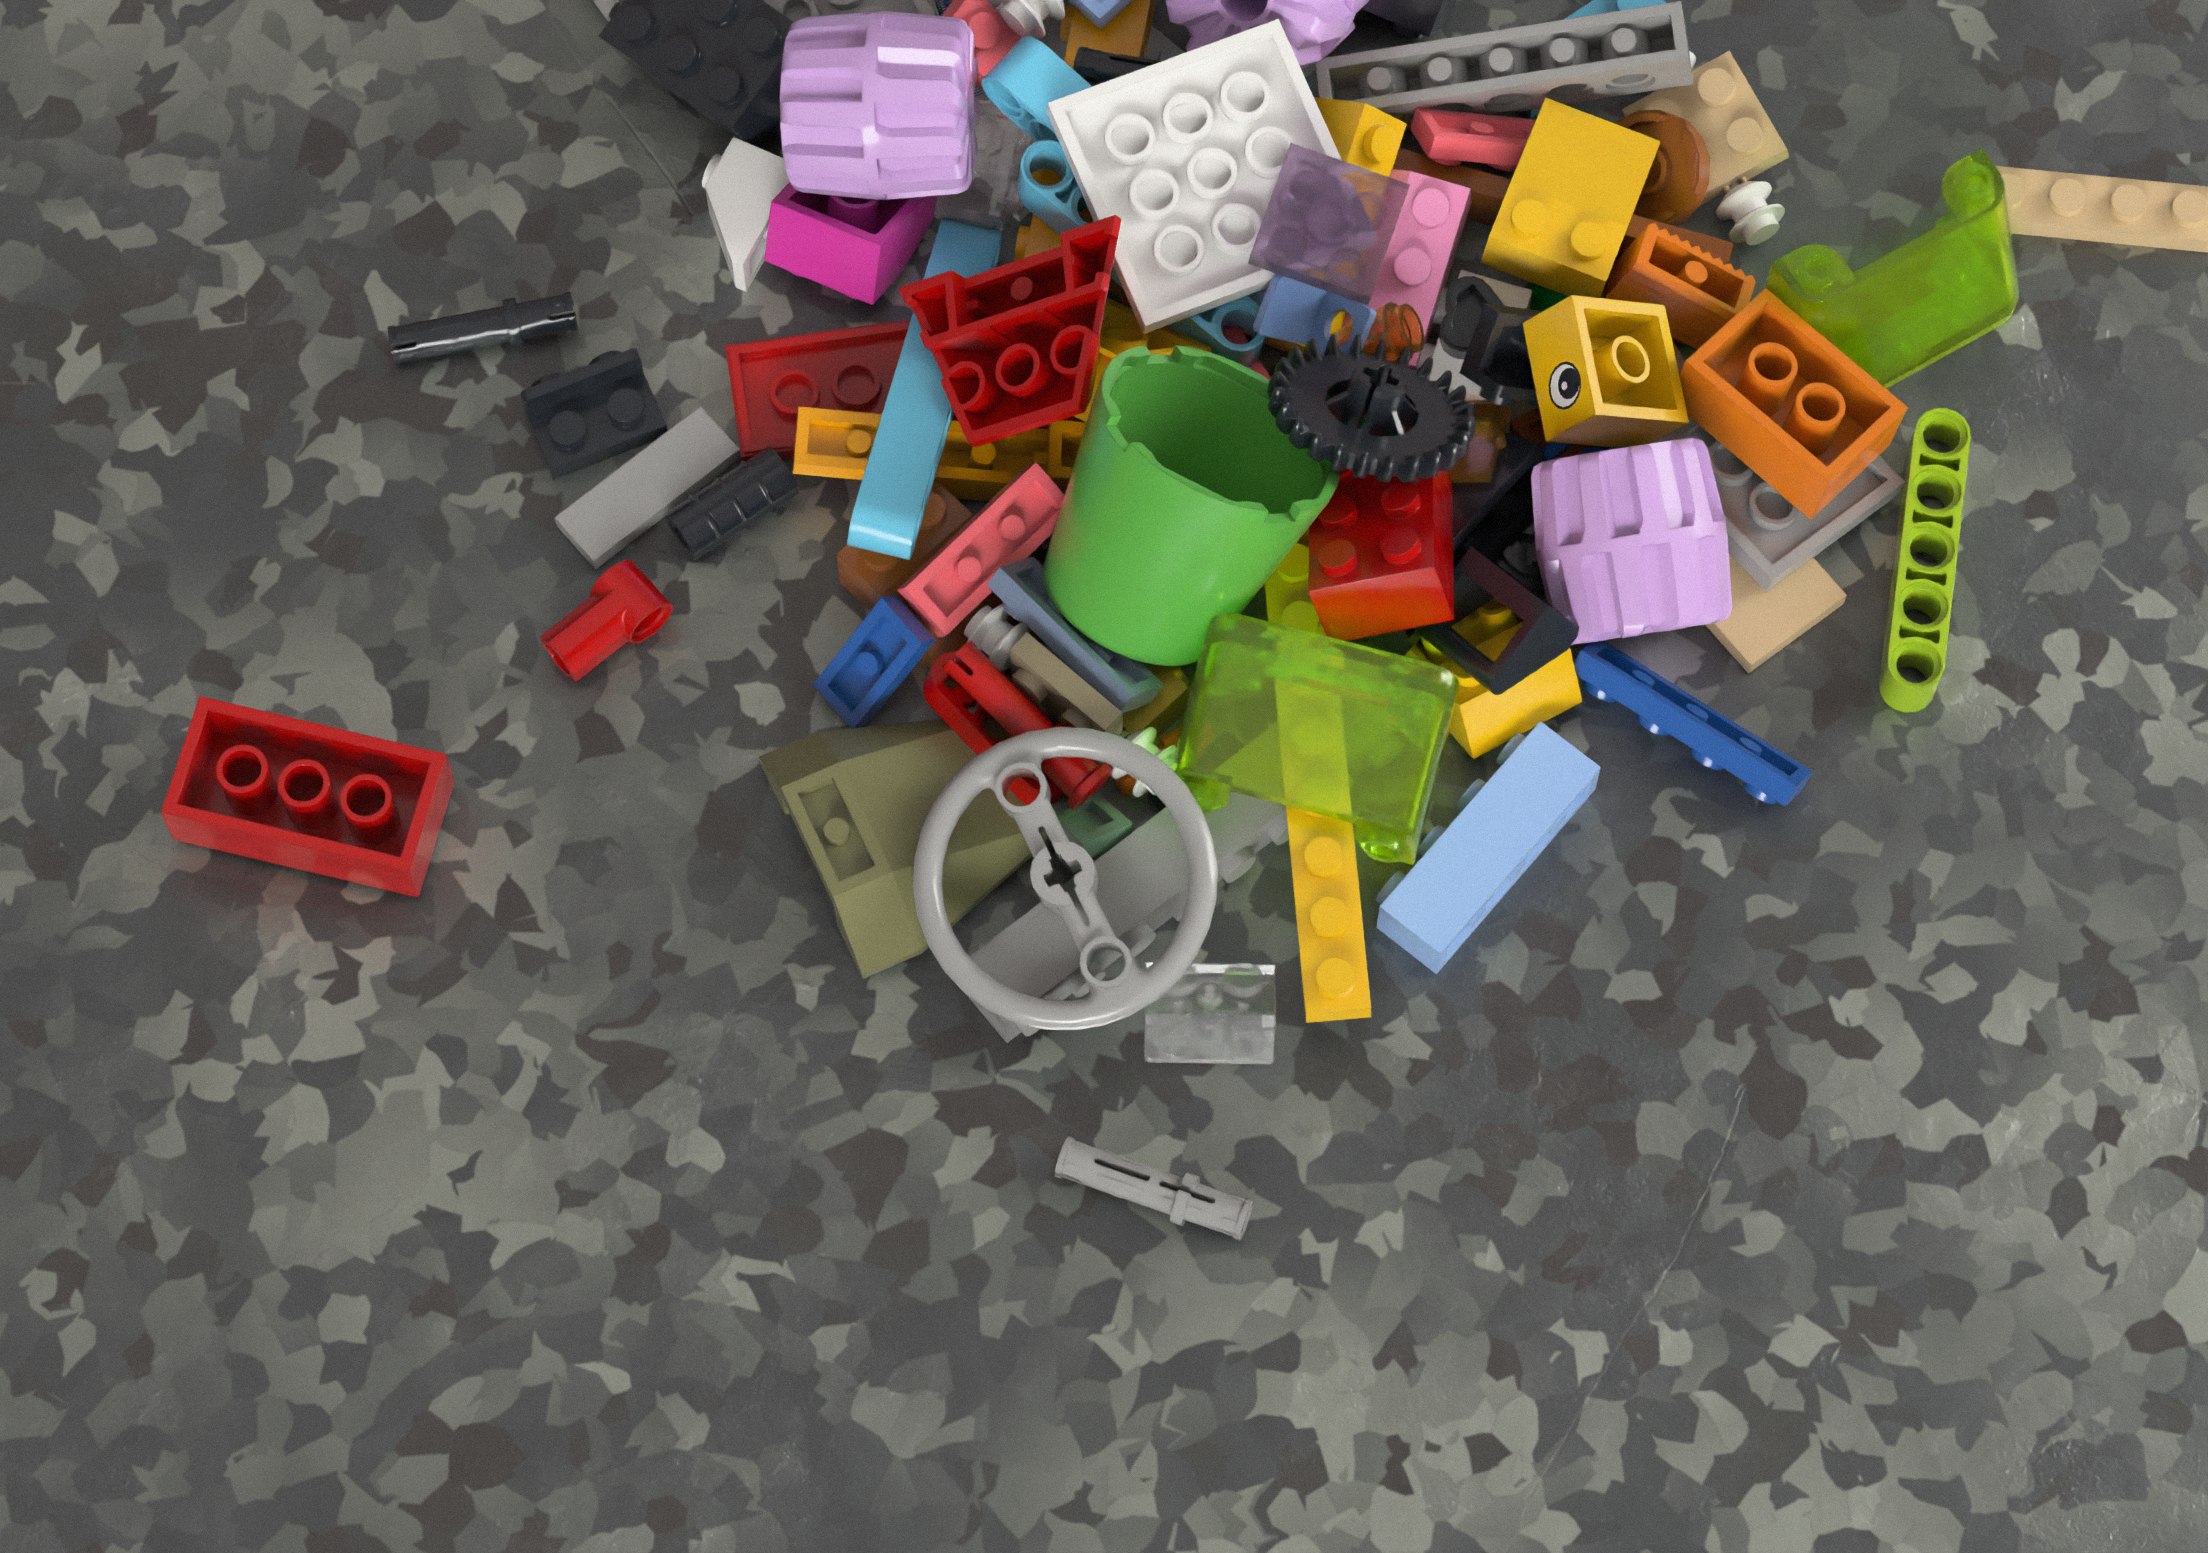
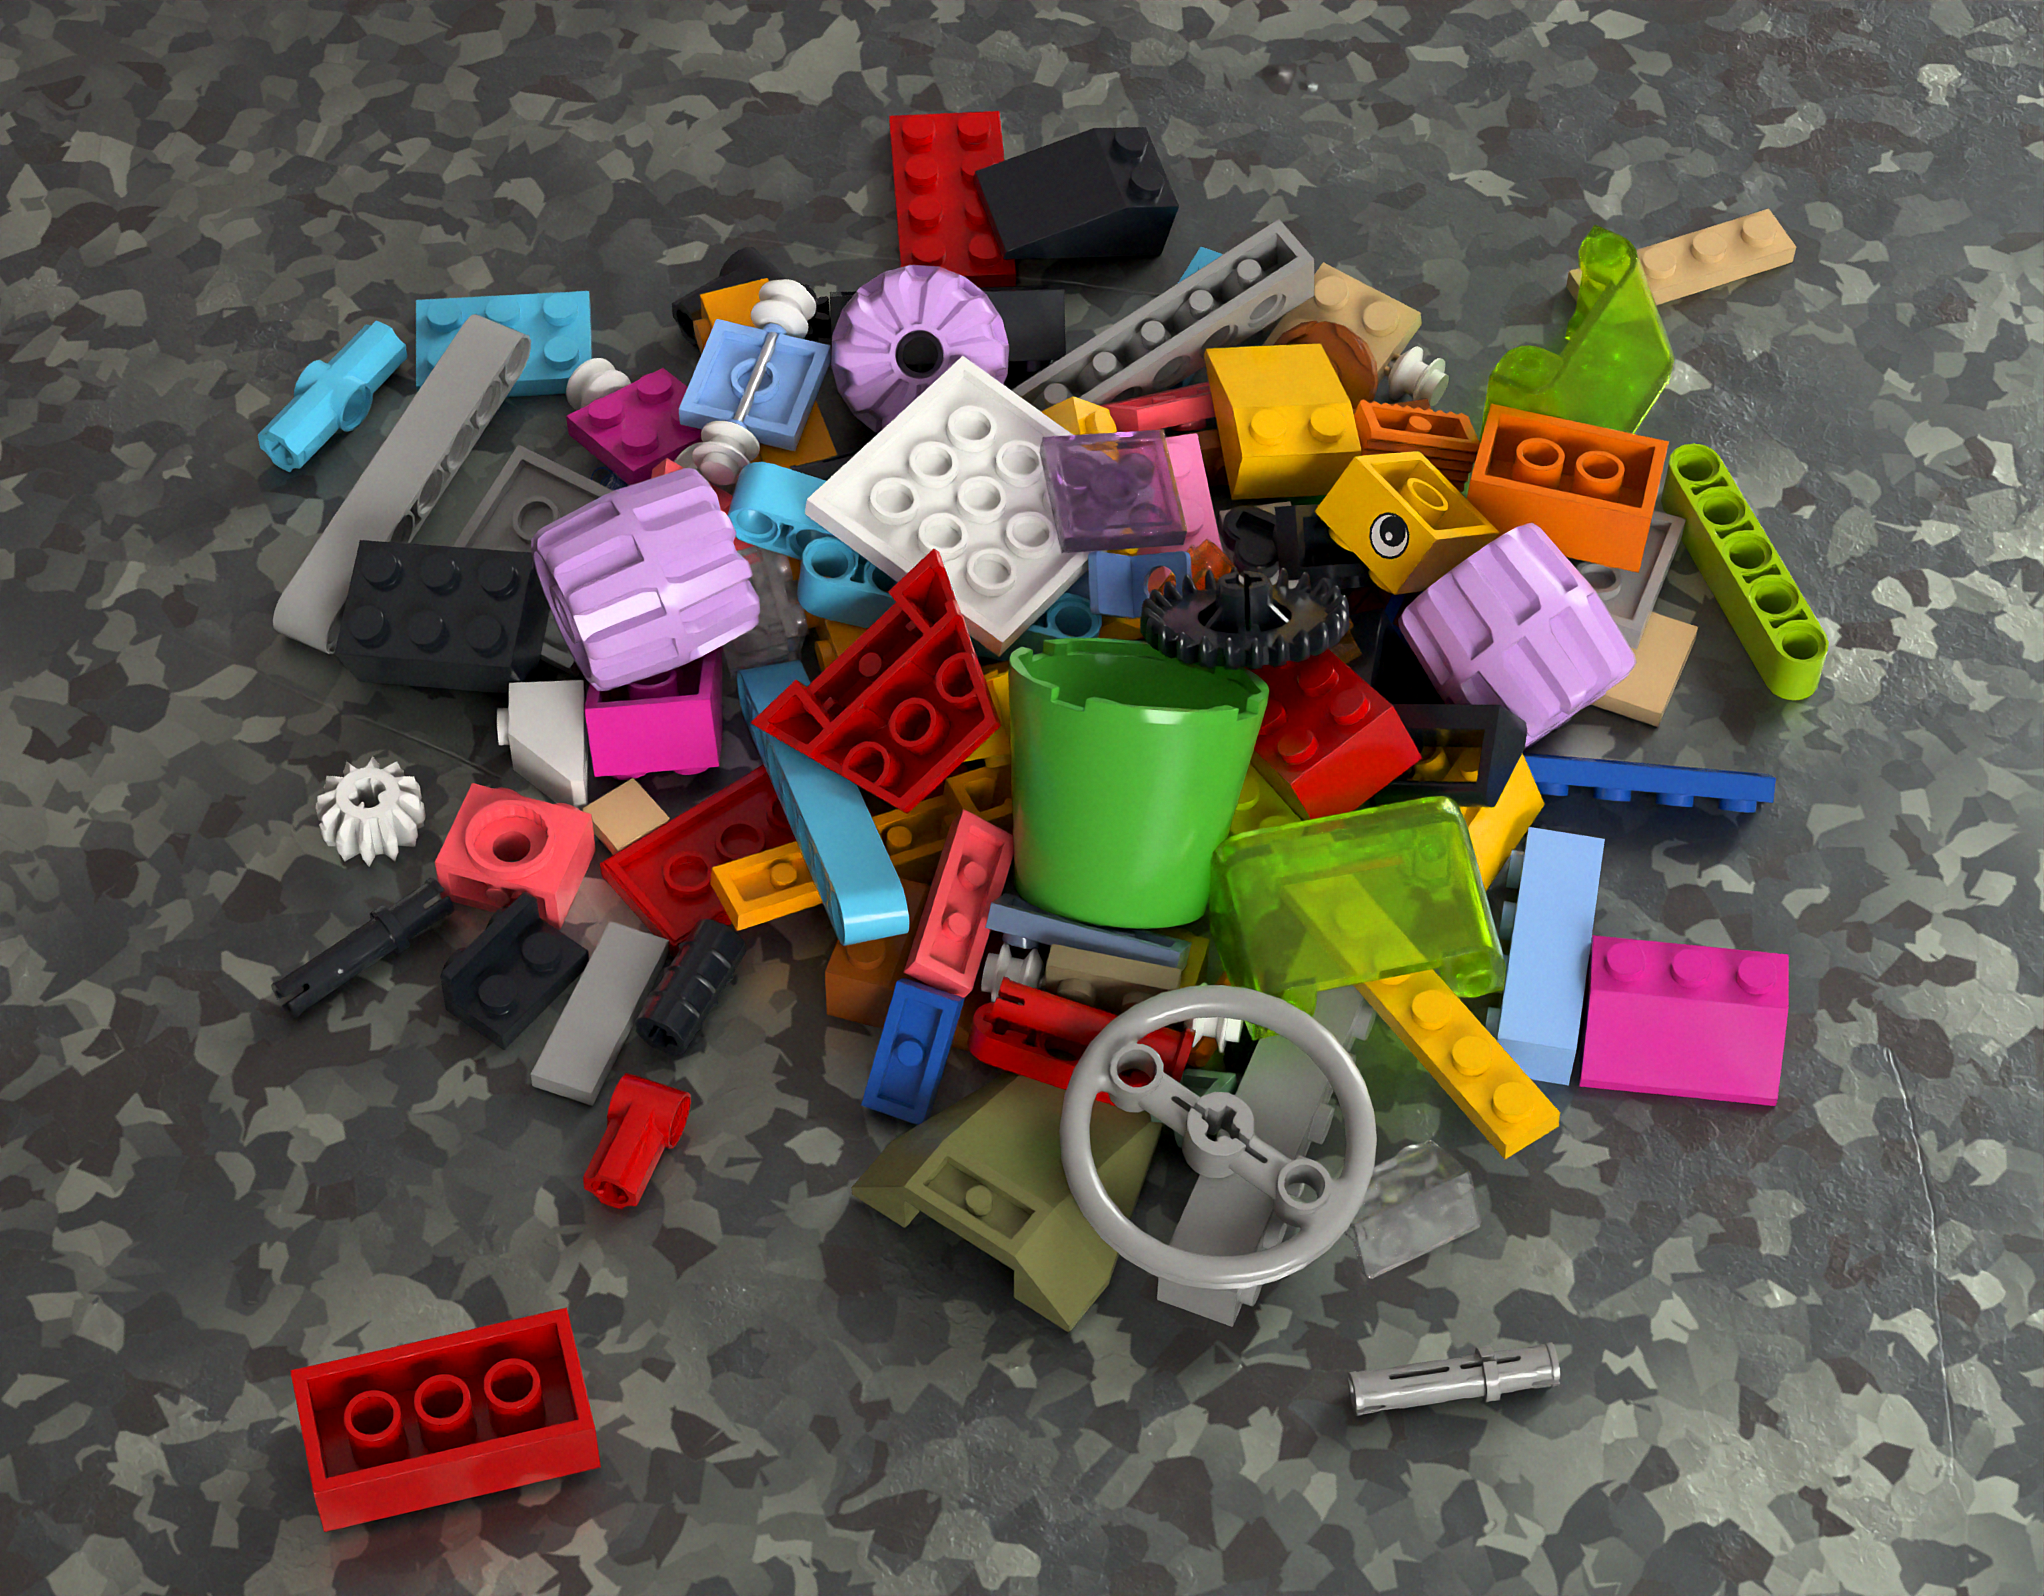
camera: 30 degrees left, 15 degrees down
(535, 194) = (370, 811): none -> white gear
(656, 271) = (502, 826): none -> coral brick
(772, 309) = (625, 816): none -> tan tile
(1565, 971) = (1684, 1020): none -> dark pink slope

